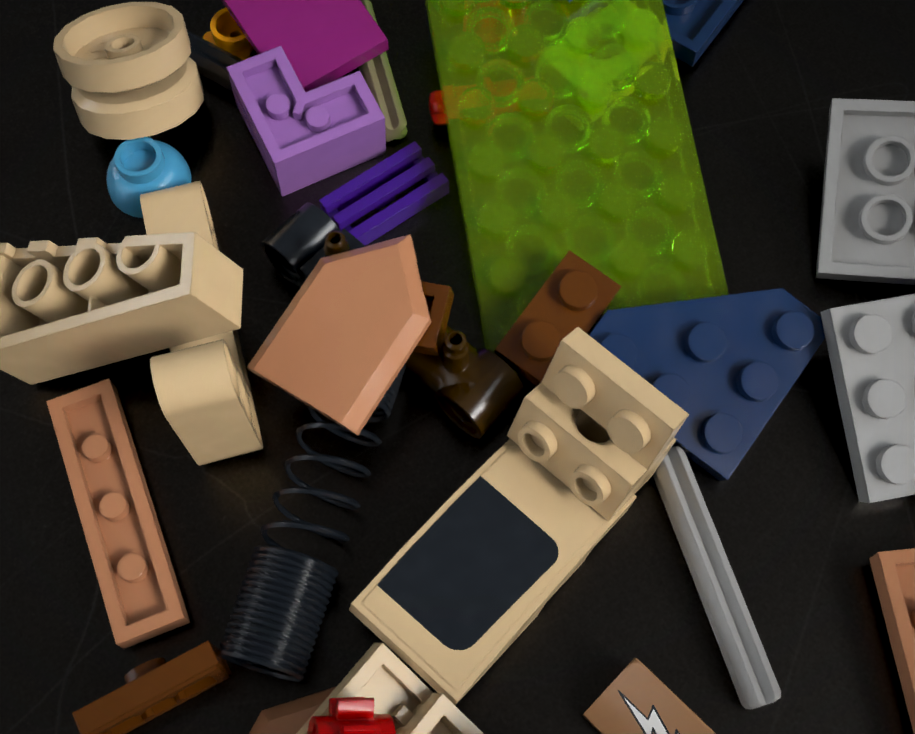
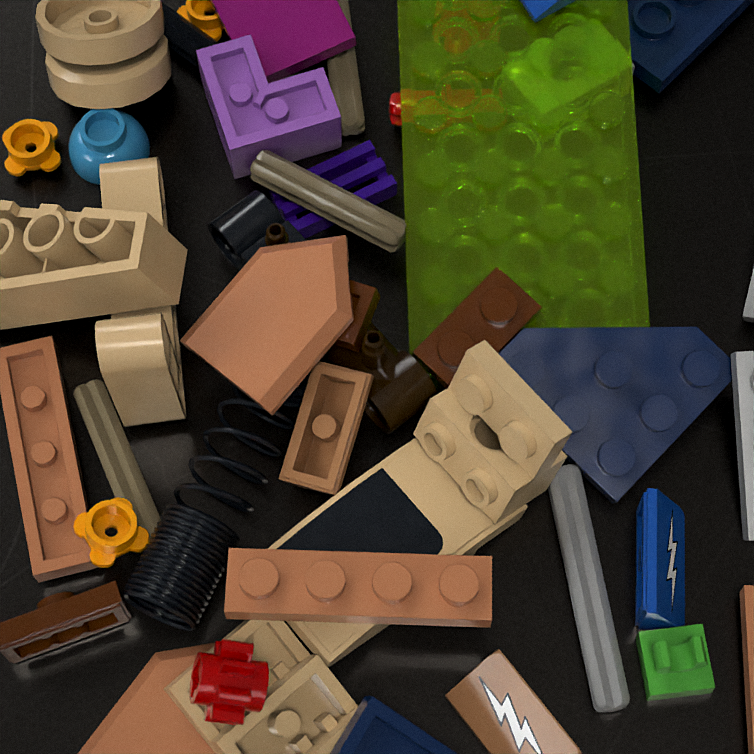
camera: 10 degrees right, 0 degrees up
(61, 175) = (30, 134): none -> light orange plate
(195, 564) = (108, 514): none -> light orange plate
(196, 505) = (115, 451): none -> dark tan axle
(383, 205) = (328, 200): none -> dark tan axle
(415, 441) = (326, 428): none -> medium nougat slope
(477, 613) = (359, 587): none -> nougat plate
(781, 540) = (659, 562): none -> blue slope
(818, 643) = (674, 662): none -> bright green tile

